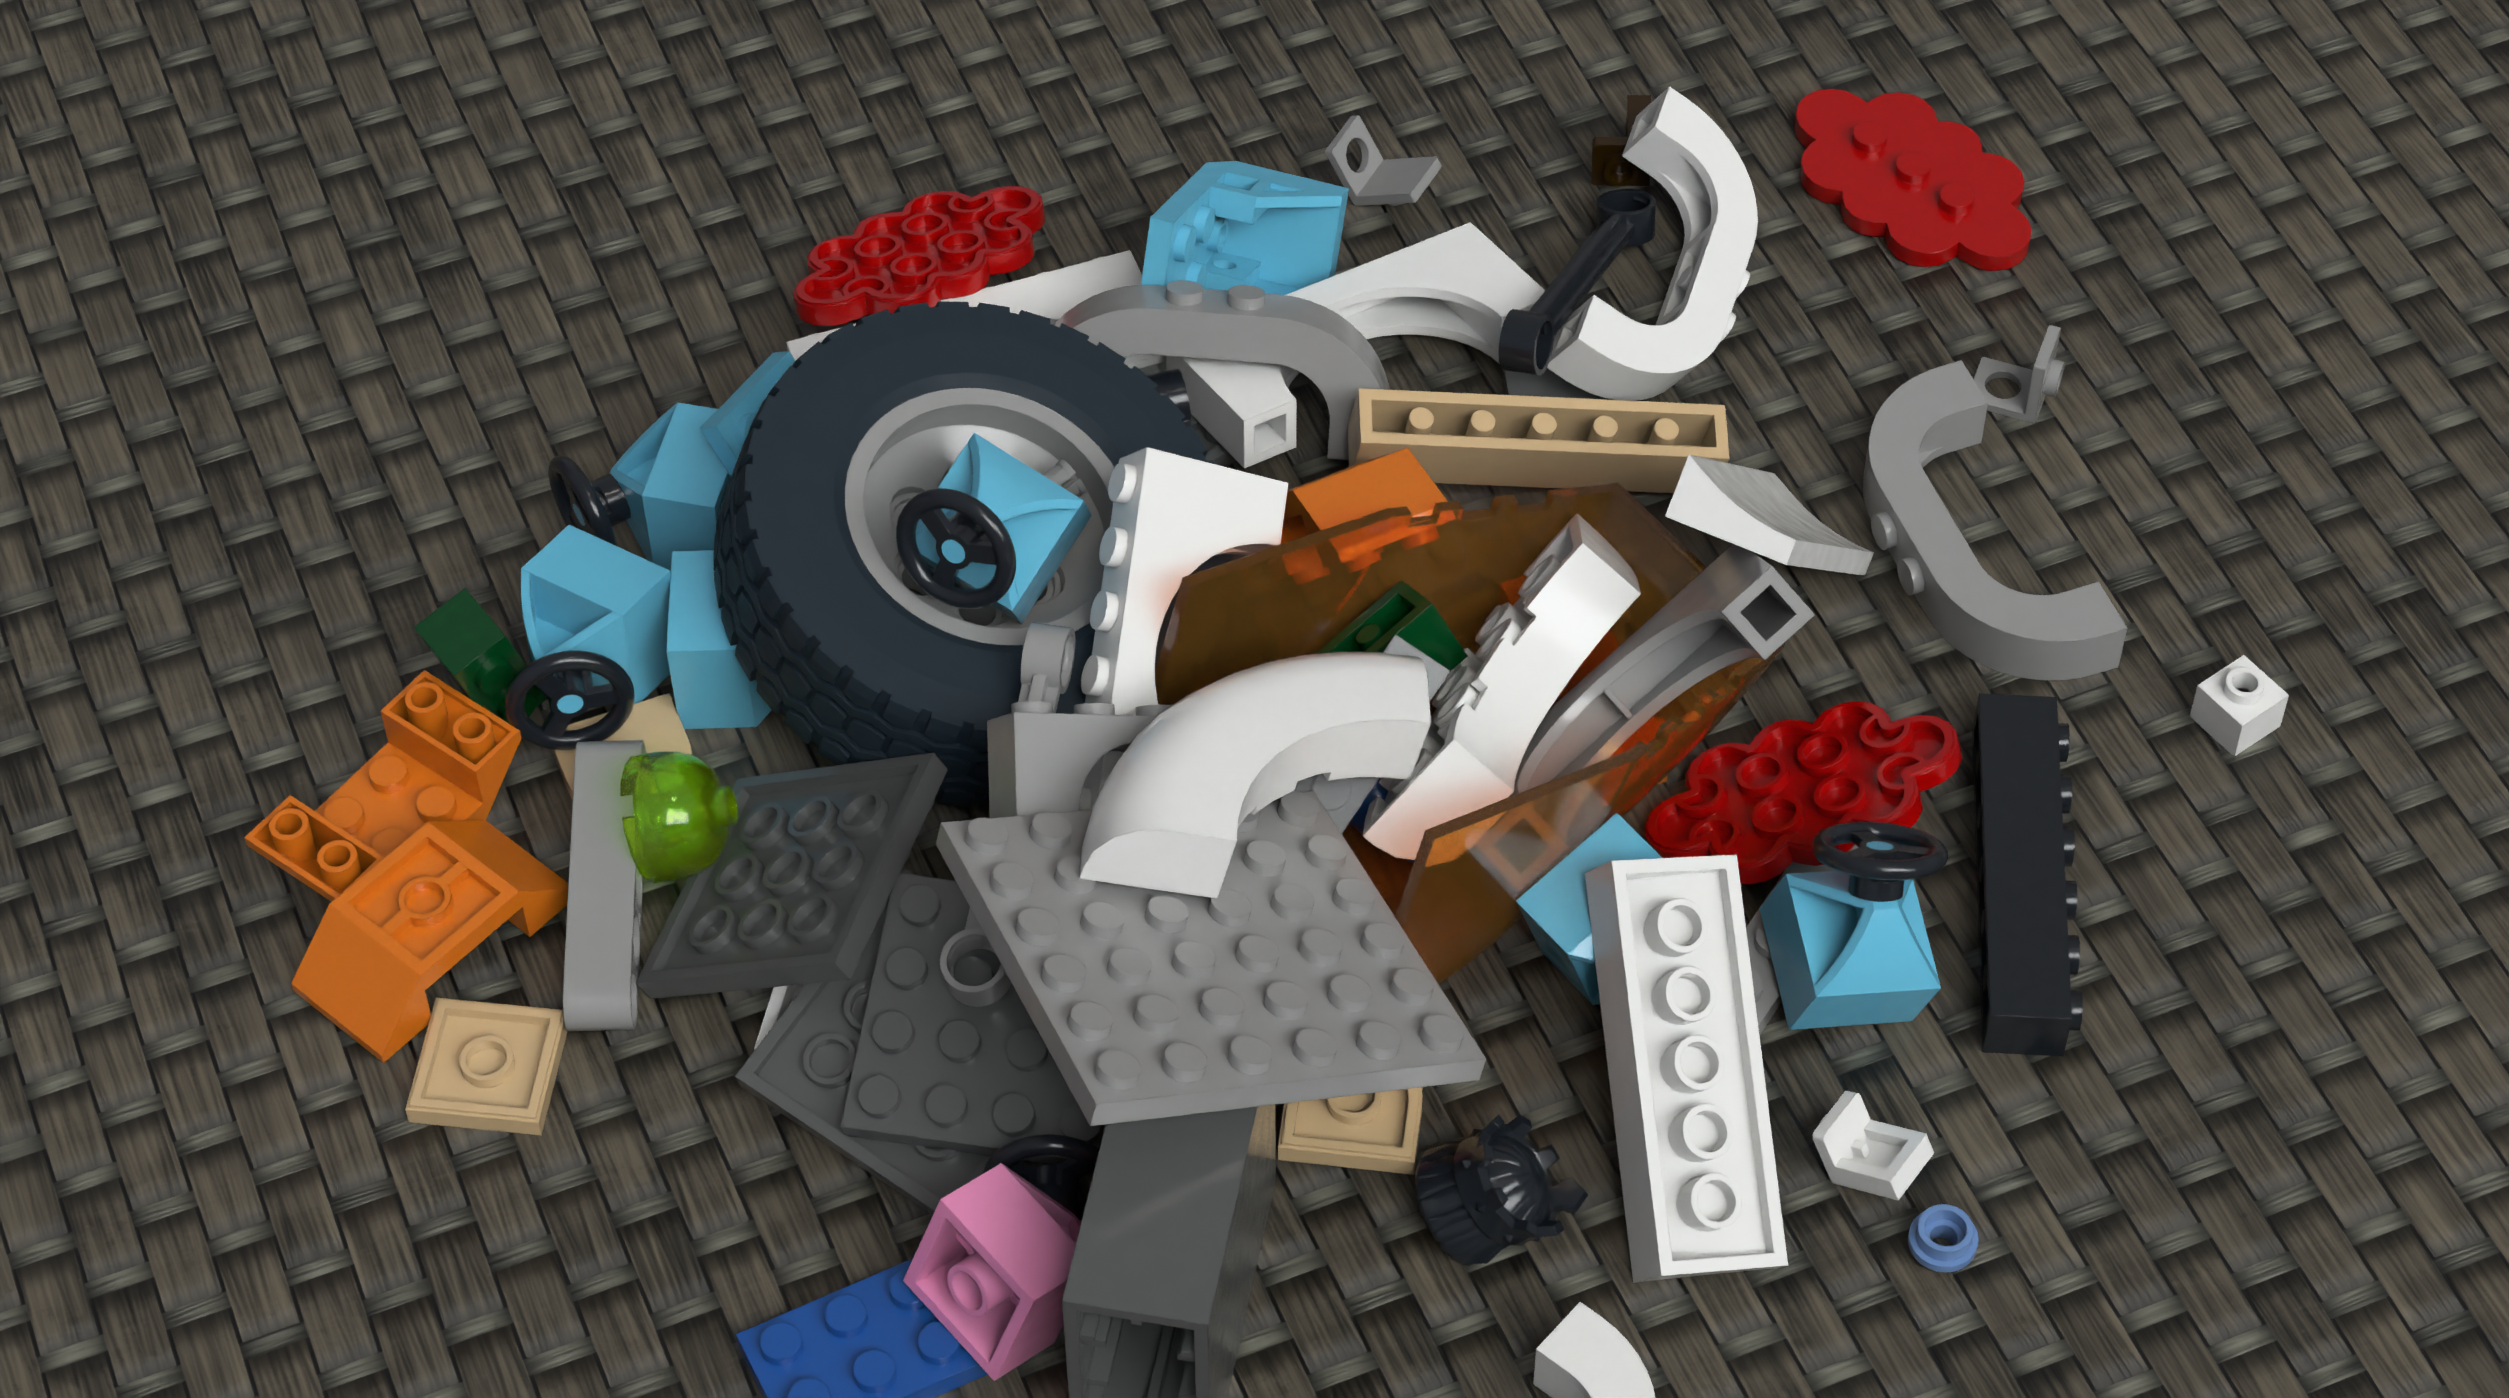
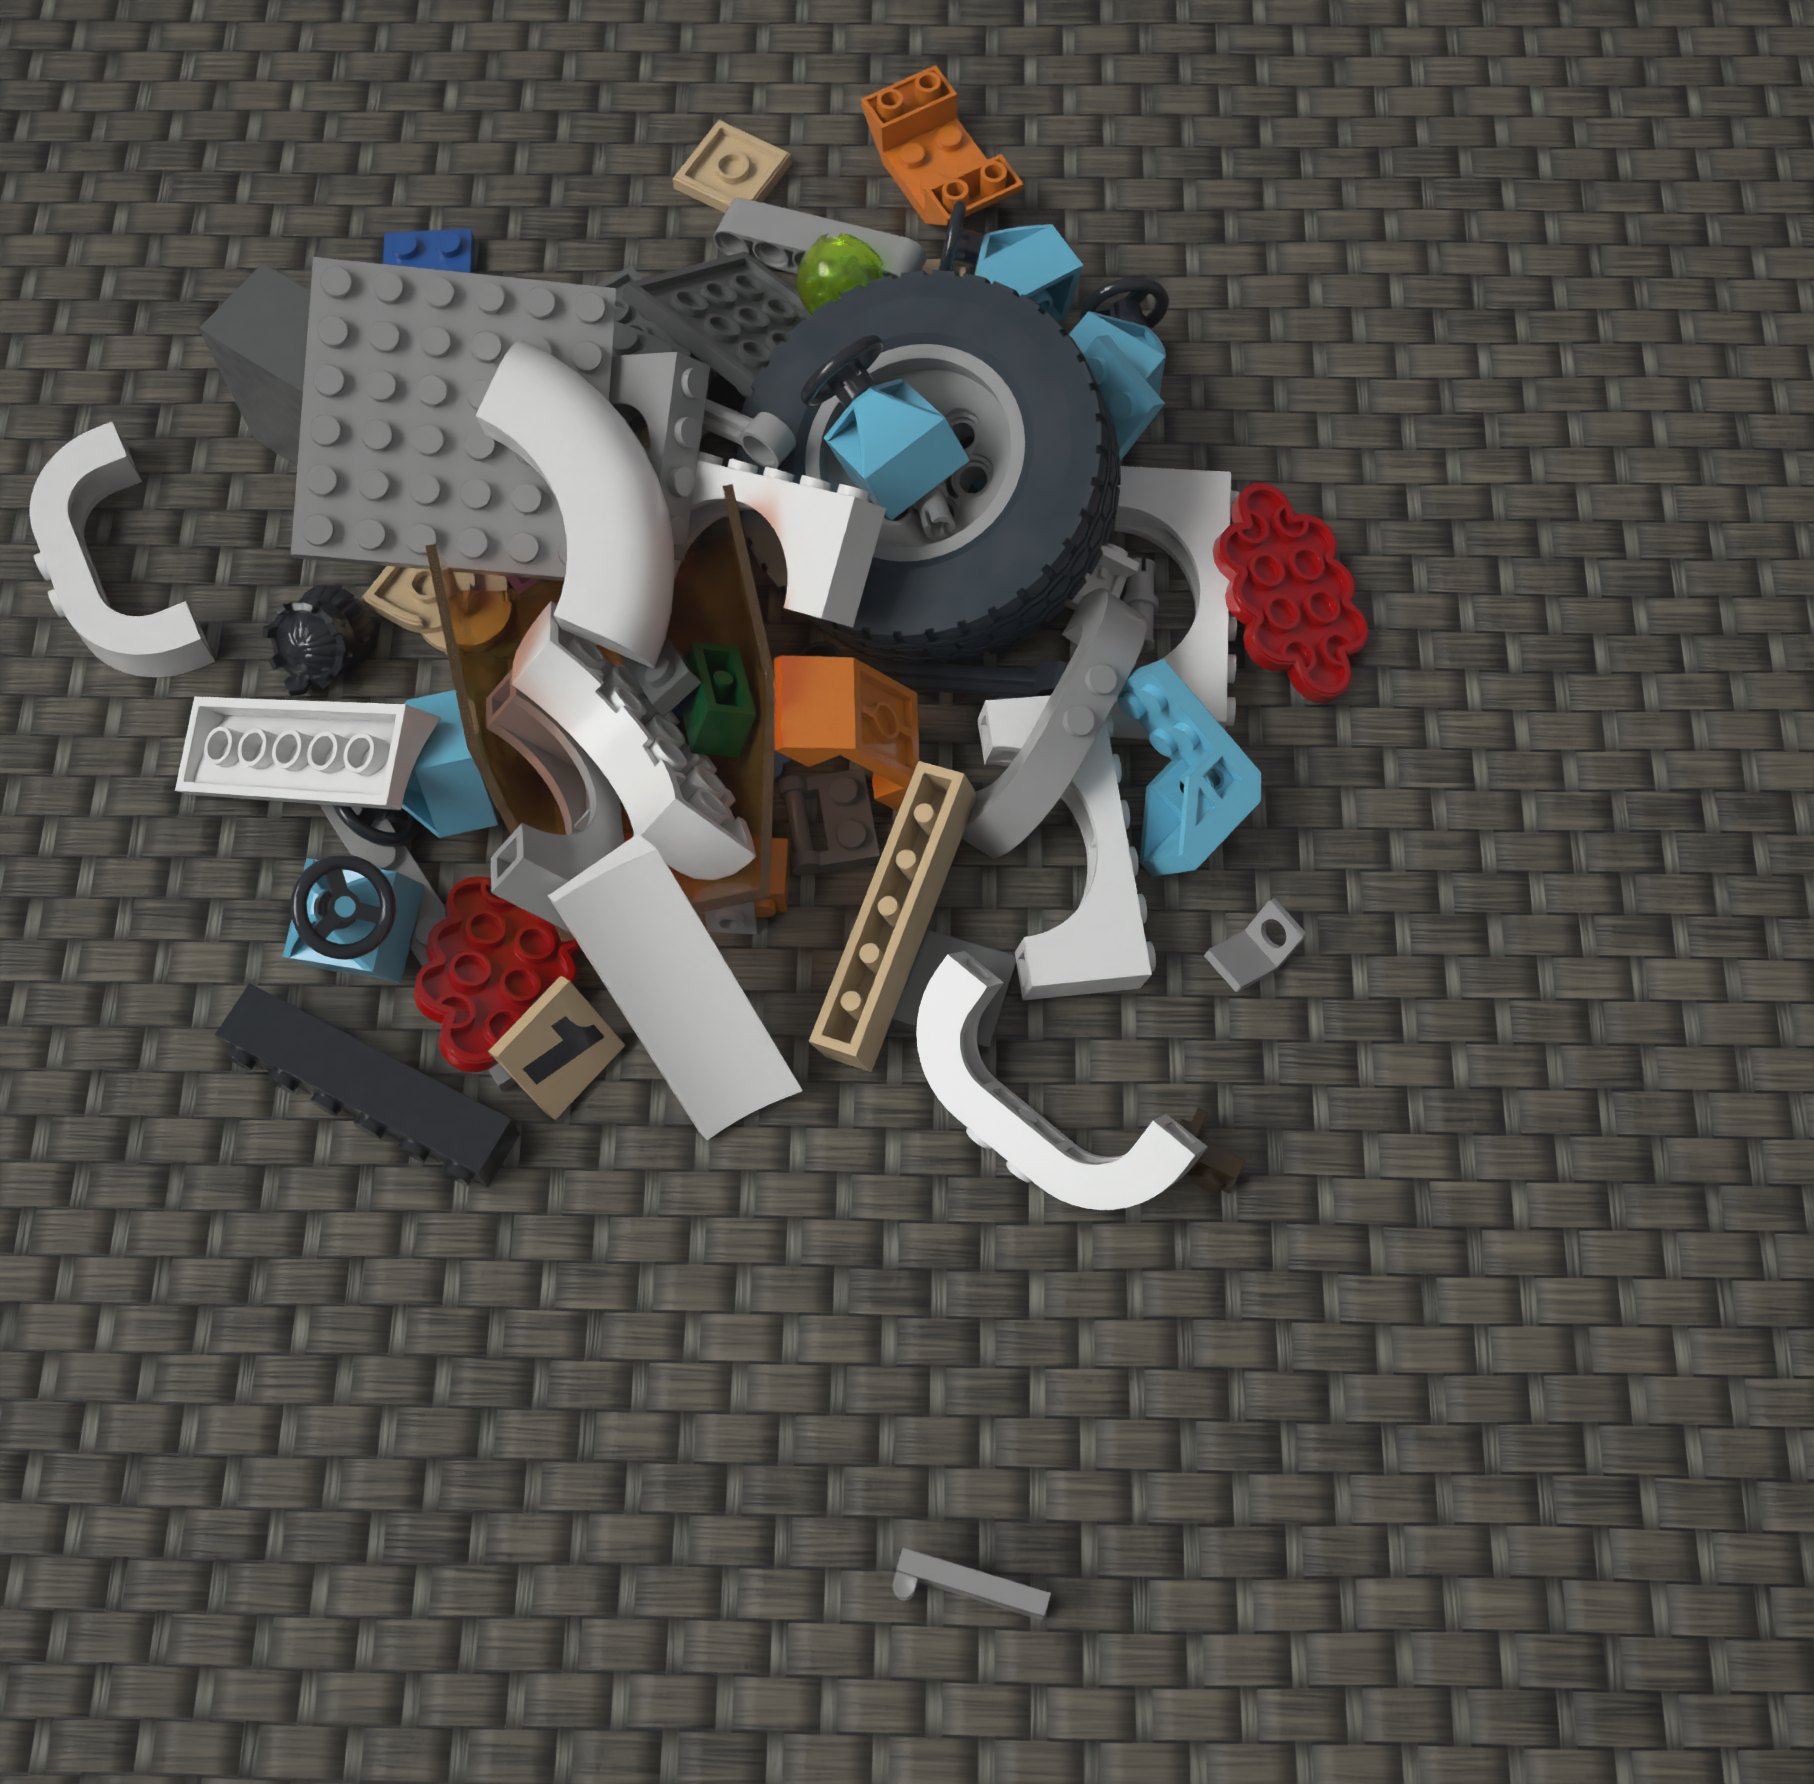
camera: 115 degrees right, 15 degrees up
(415, 922) = (842, 158): orange slope -> none
(475, 653) = (1014, 198): dark green brick -> none
(1527, 337) = (966, 922): black piece -> none
(1860, 687) = (557, 1047): none -> tan tile
(1869, 1152) = (215, 874): white bracket -> none
(1912, 179) = (1082, 1379): red plate -> none
(1948, 1223) = (130, 882): medium blue plate -> none
(1994, 625) = (664, 1171): light grey arch -> none
(2033, 384) = (805, 1355): light grey bracket -> none
(2162, 189) = (967, 1582): none -> light grey hinge
(2239, 705) = (433, 1341): white plate -> none

